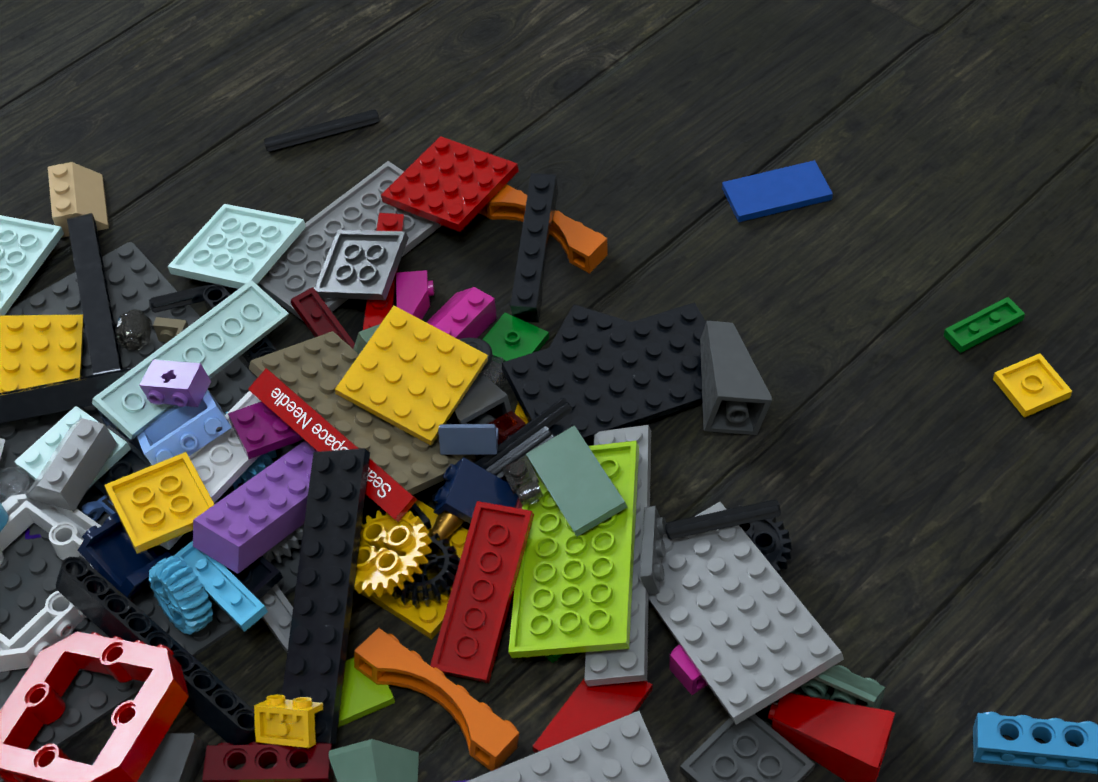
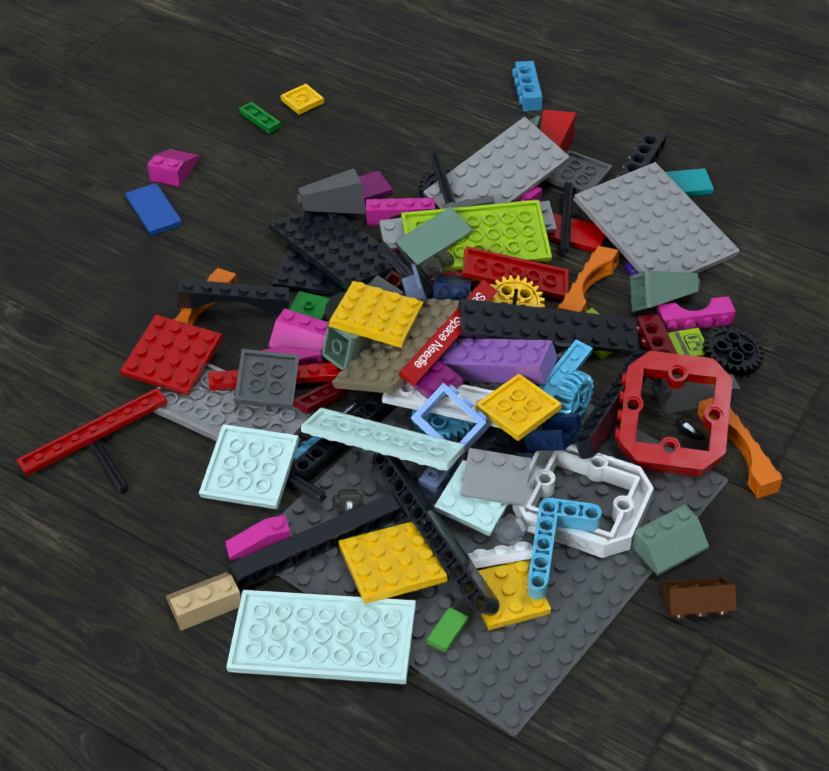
camera: 105 degrees left, 5 degrees down
(122, 250) = (258, 537): none -> dark pink slope
(168, 328) = (348, 473): dark tan bracket -> none
(175, 383) = (421, 409): medium lavender brick -> none
(286, 721) = (633, 332): yellow bracket -> none
(357, 118) = (91, 432): none -> red tile
(618, 709) = (566, 217): none -> black axle
(691, 469) = (386, 208): none -> dark pink arch
(777, 451) = (375, 186): none -> magenta tile
(873, 213) = (171, 167): none -> dark pink slope

